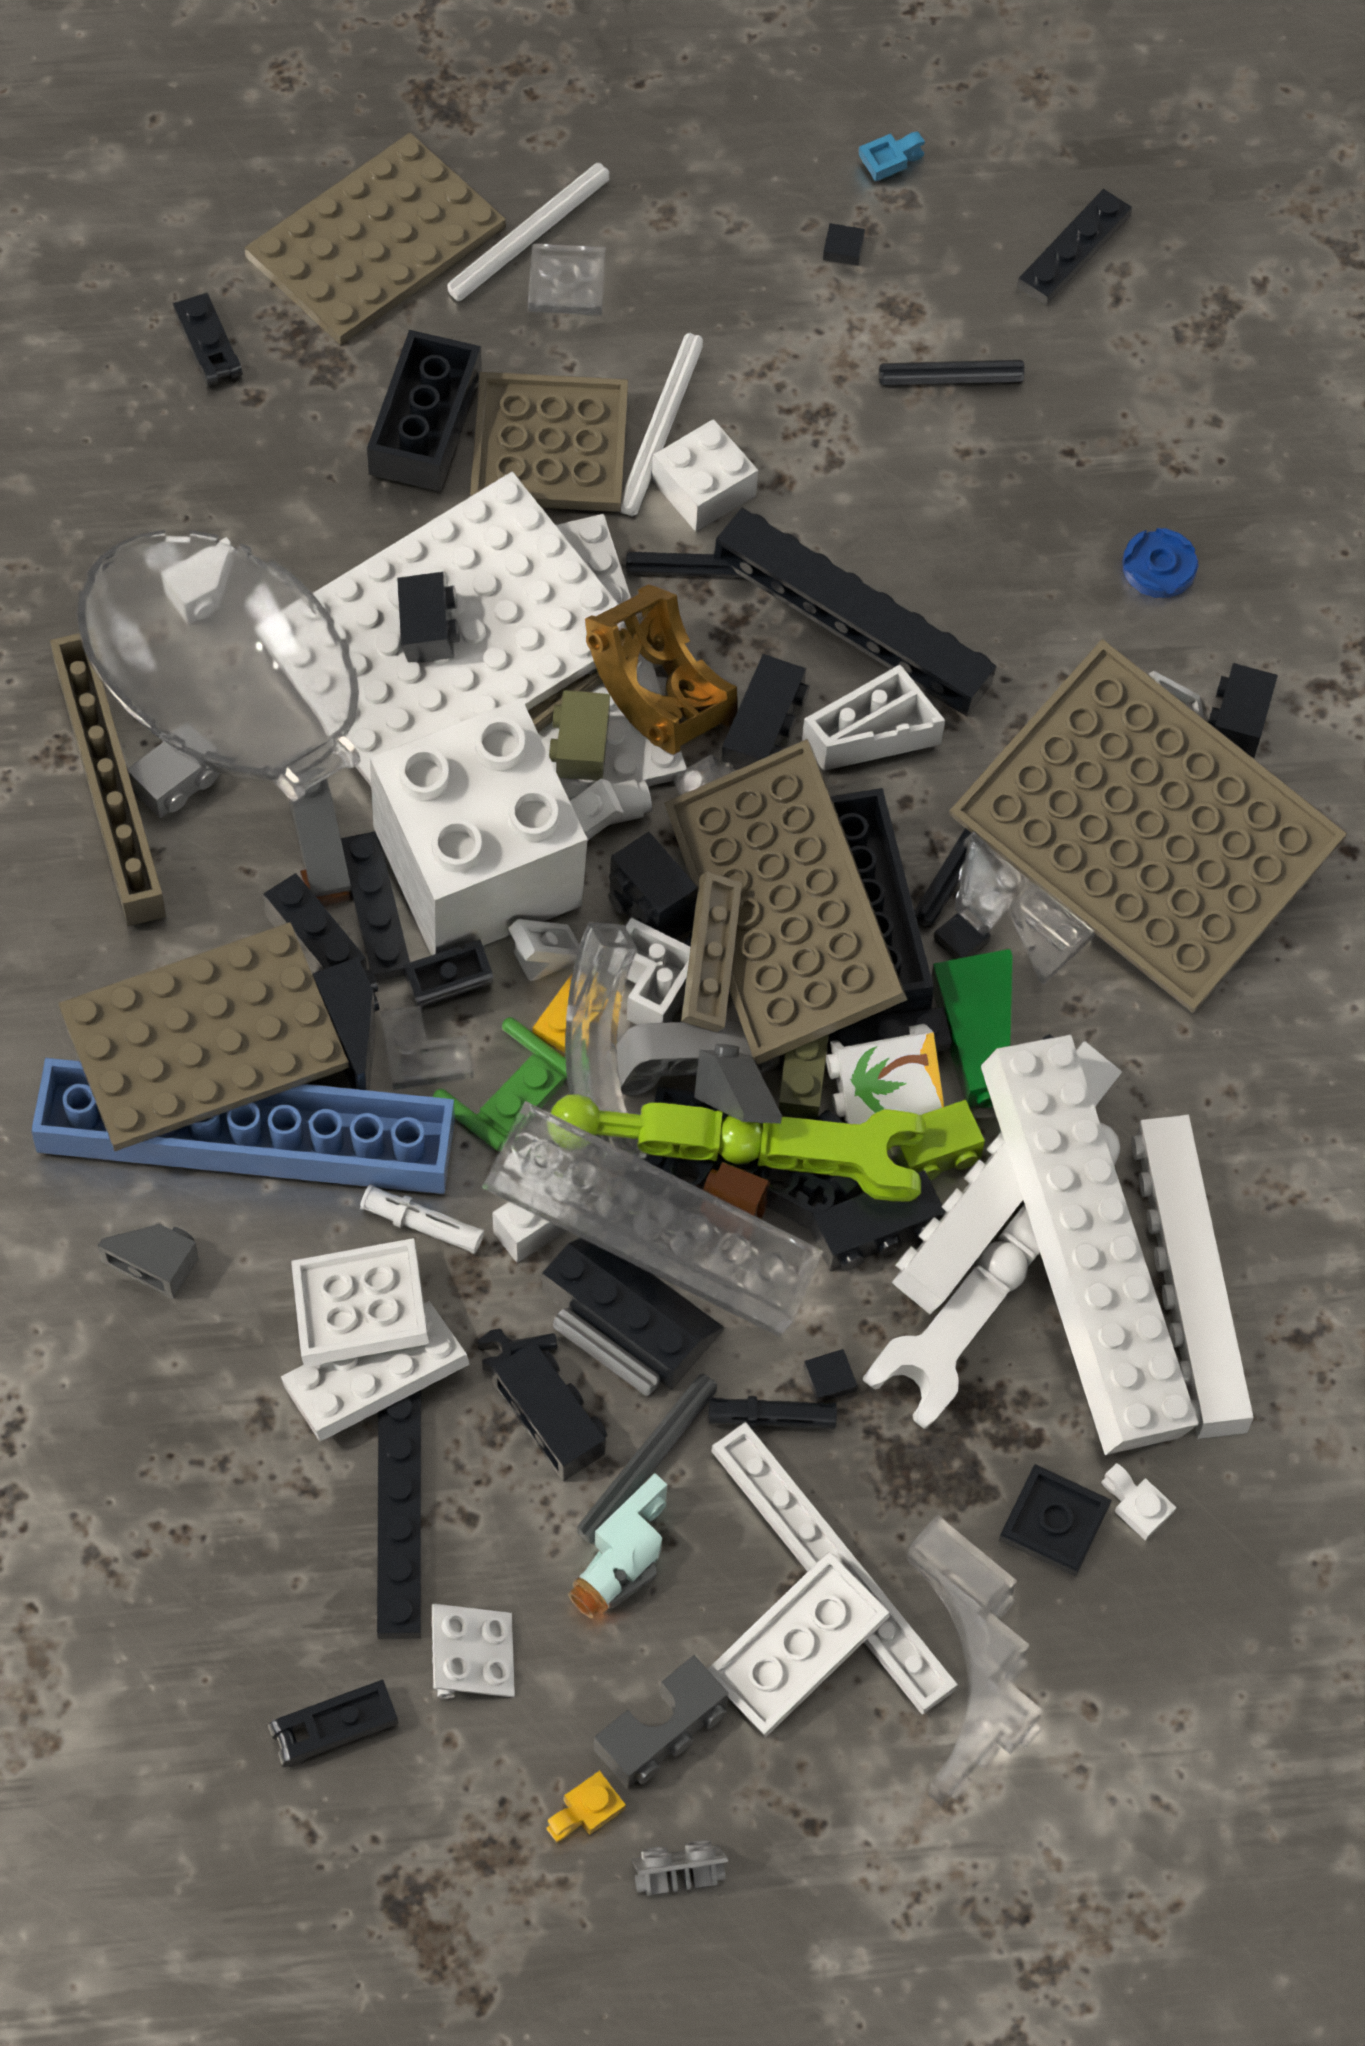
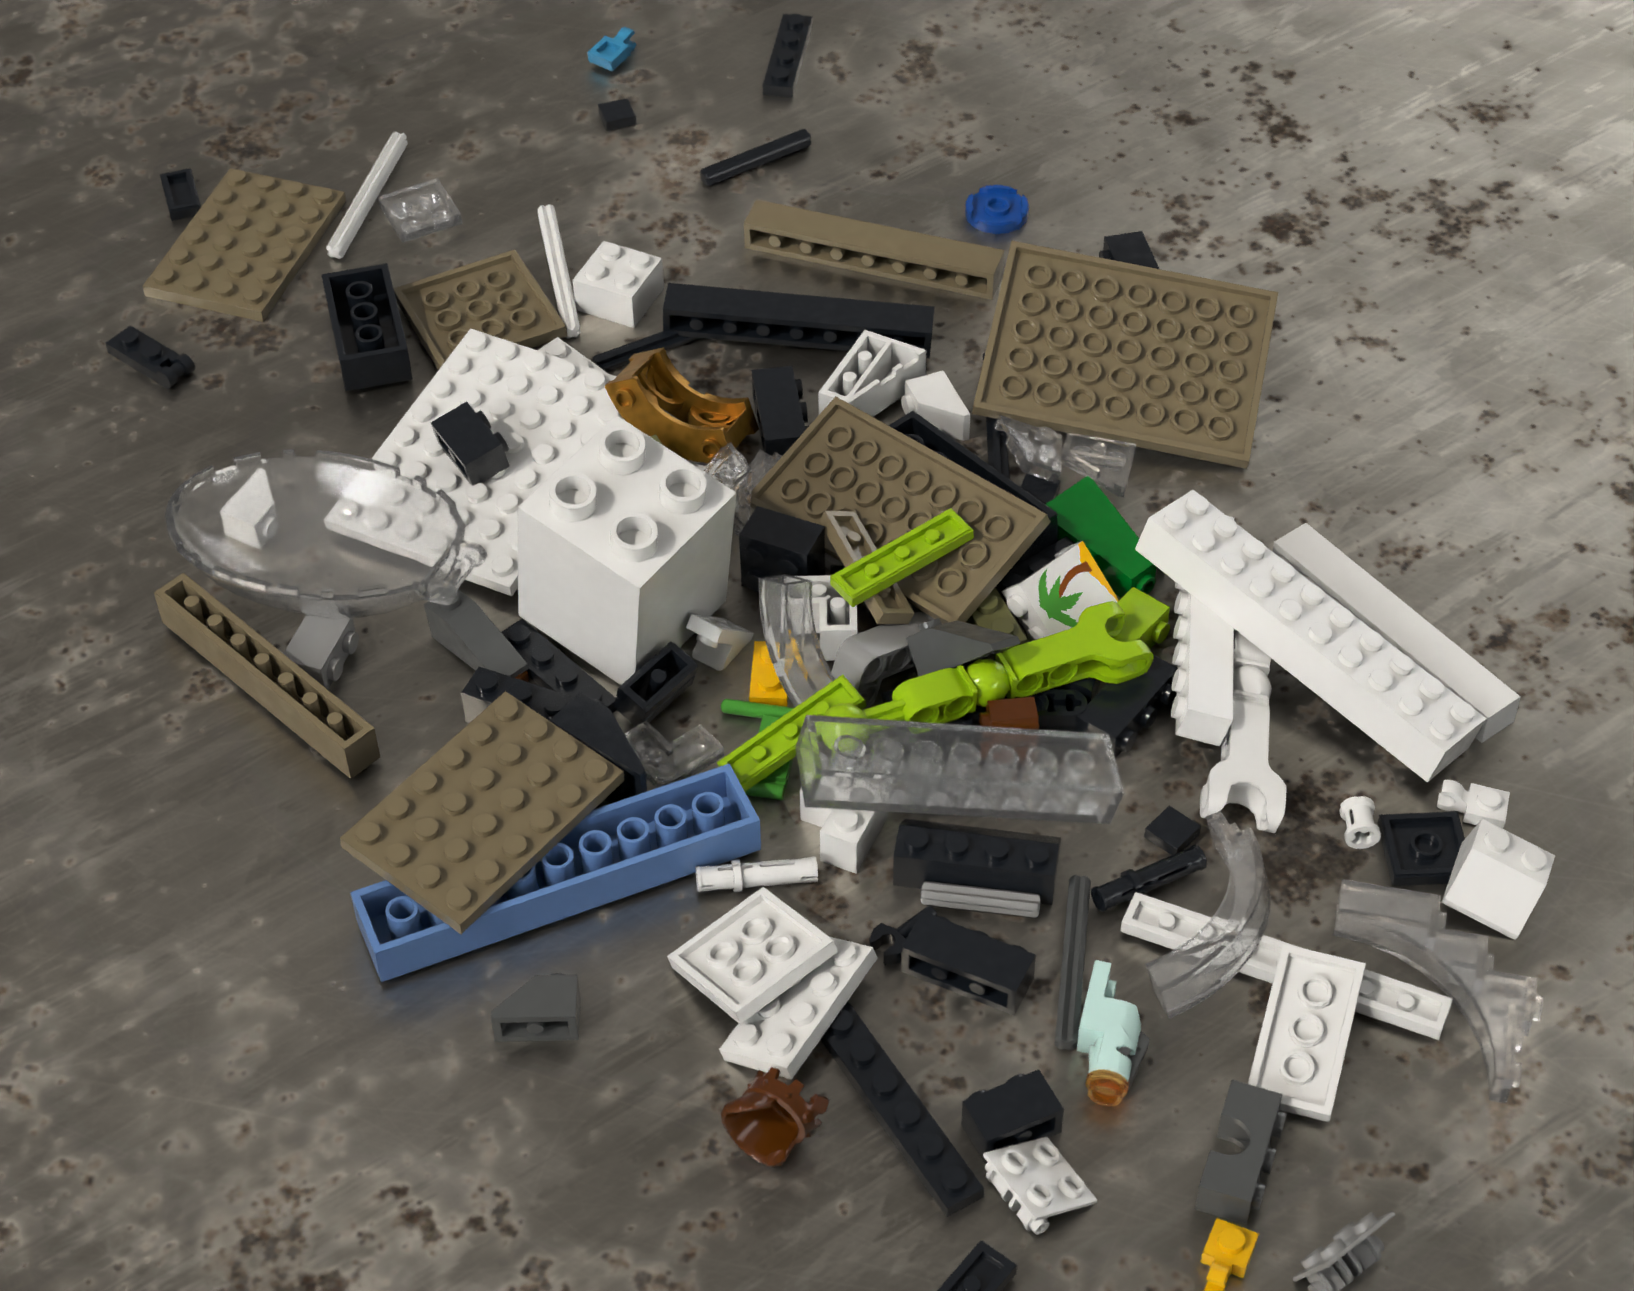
camera: 25 degrees left, 15 degrees down
(276, 1471) = (771, 1118): none -> reddish brown hair
(346, 141) = (180, 194): none -> black tile
(488, 1577) = (1012, 1113): none -> black brick
(502, 1098) = (778, 741): none -> lime tile
(648, 785) = (733, 471): none -> clear wing
(742, 964) = (901, 557): none -> lime tile
(801, 1512) = (1229, 937): none -> clear arch
(925, 782) = (938, 403): none -> white slope
(990, 553) = (874, 249): none -> dark tan brick
(1008, 1462) = (1359, 822): none -> white bush
(1086, 1592) = (1497, 878): none -> white slope

